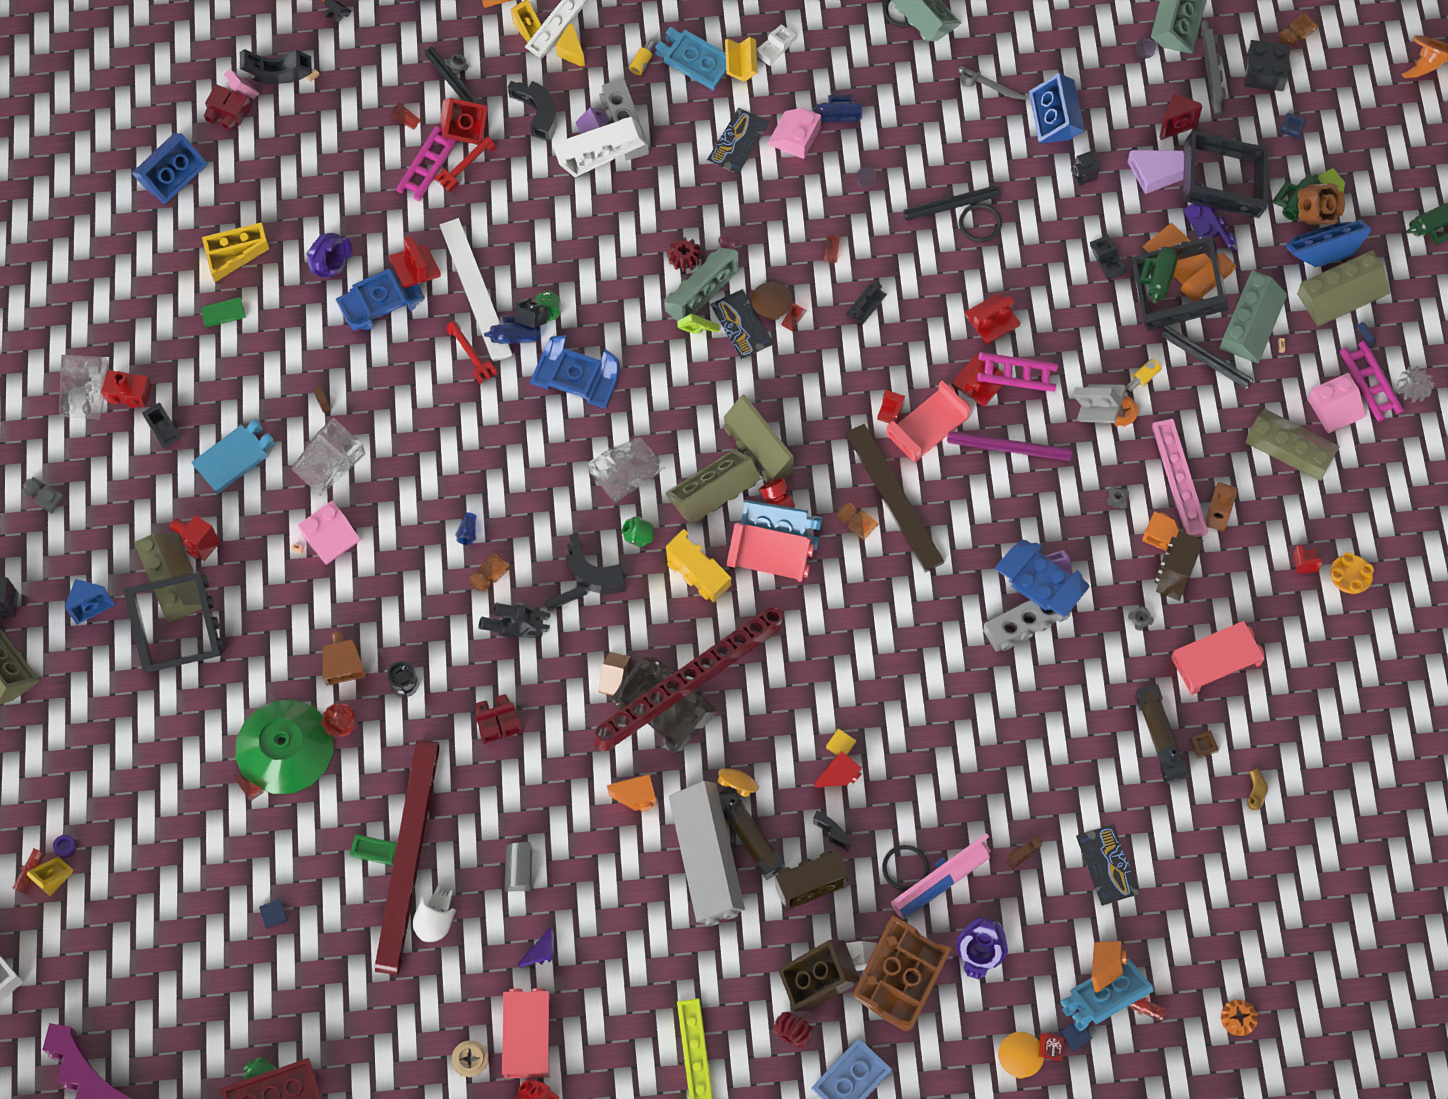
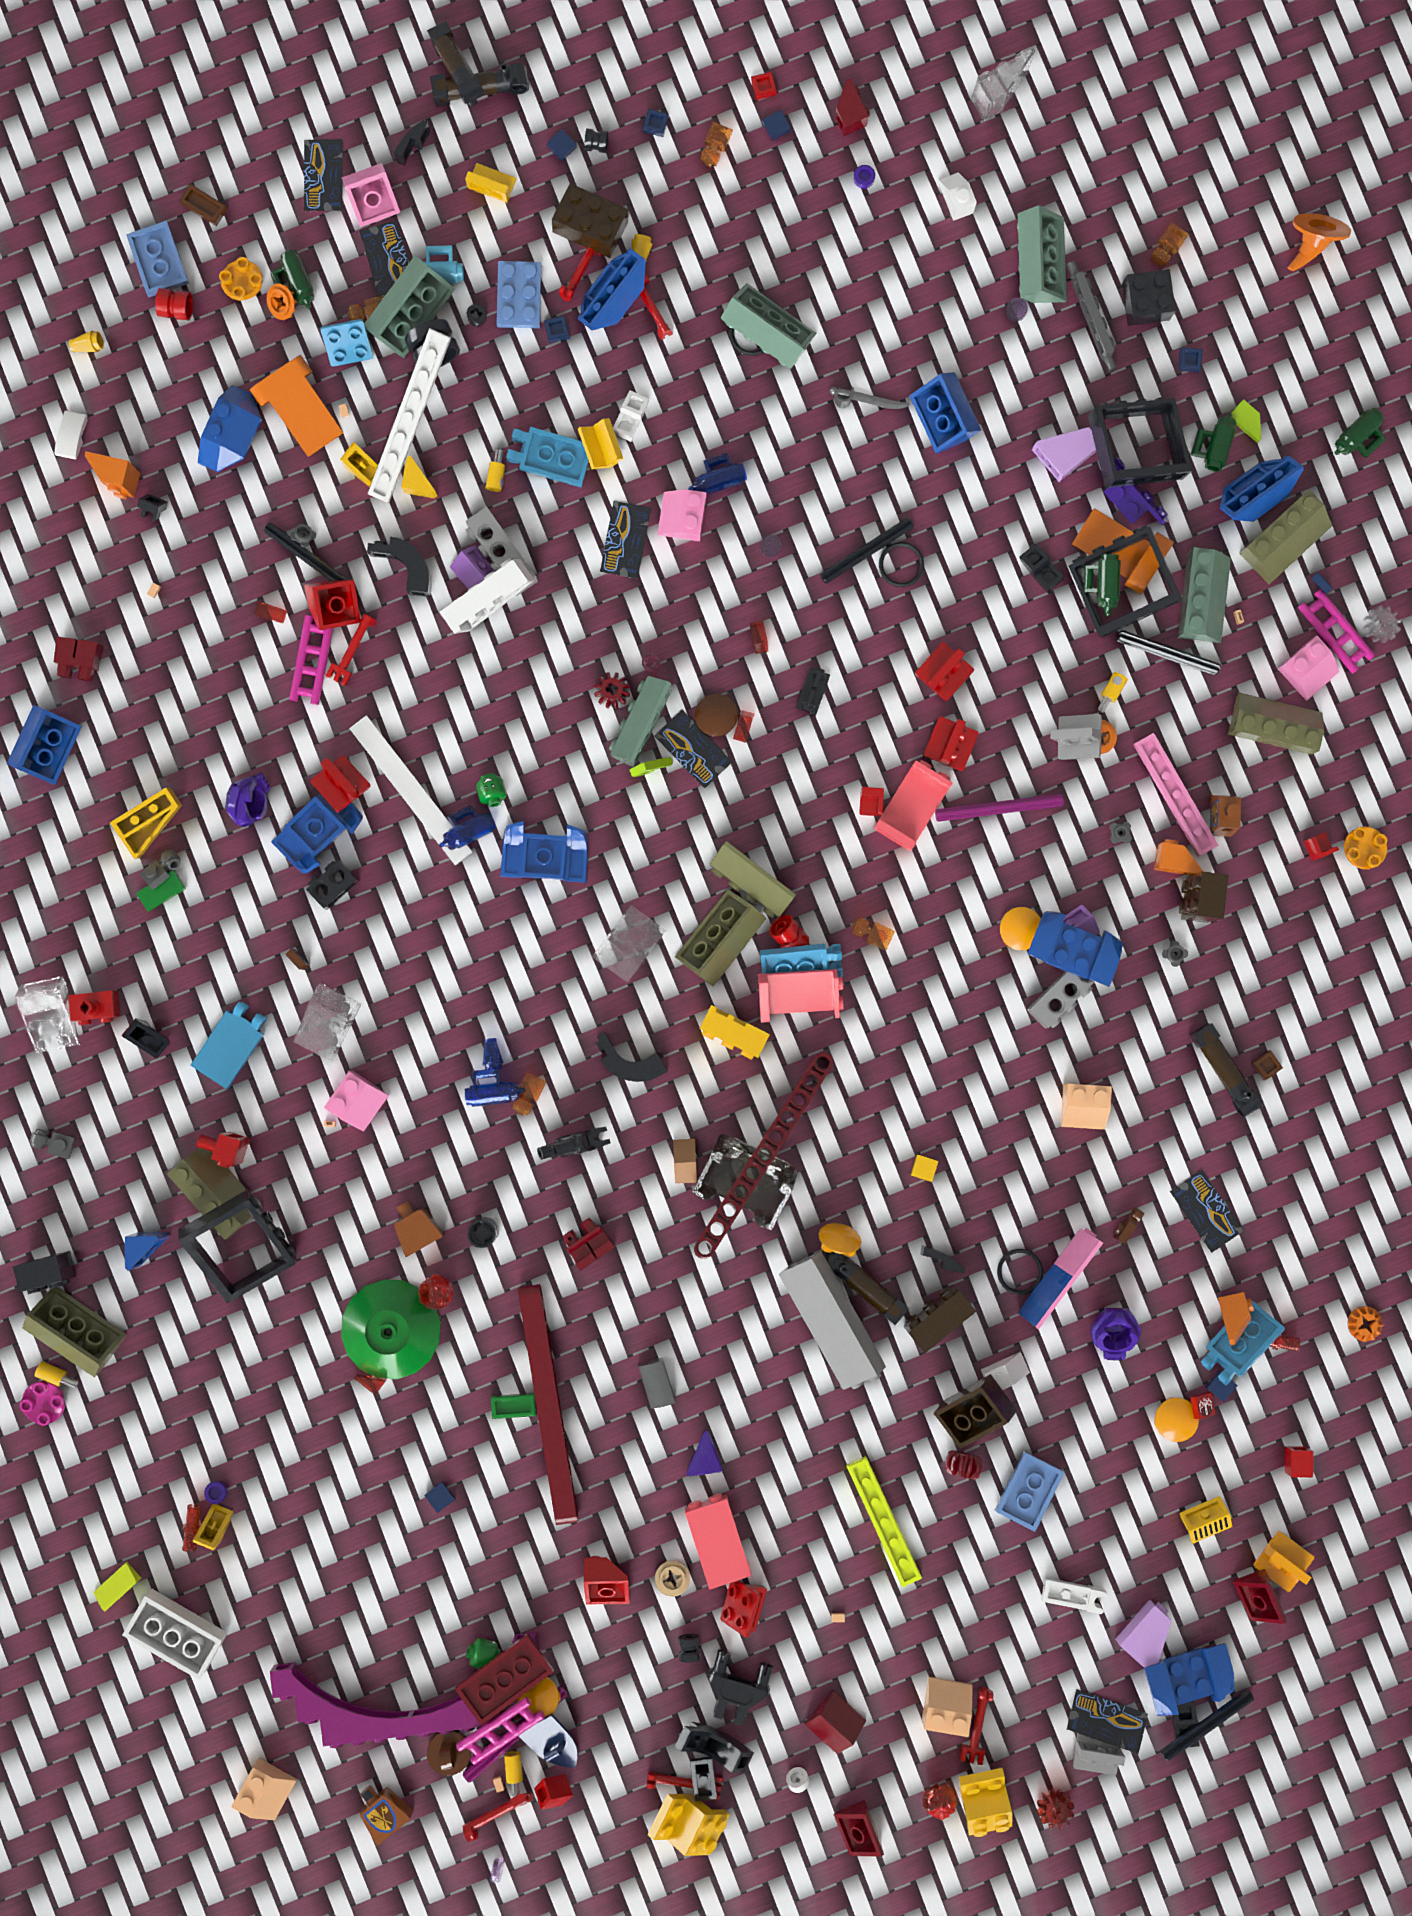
camera: 25 degrees left, 20 degrees up
(226, 294) = (157, 872): none -> dark grey plate
(239, 83) = (83, 629): bright pink plate -> none
(276, 70) = (114, 598): black arch -> none
(378, 350) = (335, 889): none -> black brick
(401, 1041) = (604, 1582): none -> red slope
(433, 923) = (593, 1463): white helmet -> none
(455, 560) = (491, 1093): none -> clear blue piece
(481, 368) = (404, 841): red hinge -> none
(530, 313) = (479, 808): black brick -> none
(565, 598) = (612, 1097): black piece -> none
(634, 793) = (745, 1278): orange slope -> none
(638, 531) = (662, 1010): green head -> none
(839, 772) = (931, 1201): red slope -> none
(894, 498) = (901, 896): dark brown tile -> none
(900, 974) = (1051, 1384): dark orange piece -> none
(992, 552) = (1019, 927): none -> light orange dish
(1014, 729) = (1085, 1106): none -> light nougat slope
(1027, 365) = (978, 723): dark pink bar -> none
(1085, 168) = (993, 473): black brick -> none
(1180, 116) = (1074, 385): dark red slope -> none
(1217, 656) = (1261, 975): coral panel -> none
(1259, 790) = (1331, 1099): pearl gold arm -> none
(1320, 204) = (1245, 450): dark orange brick -> none

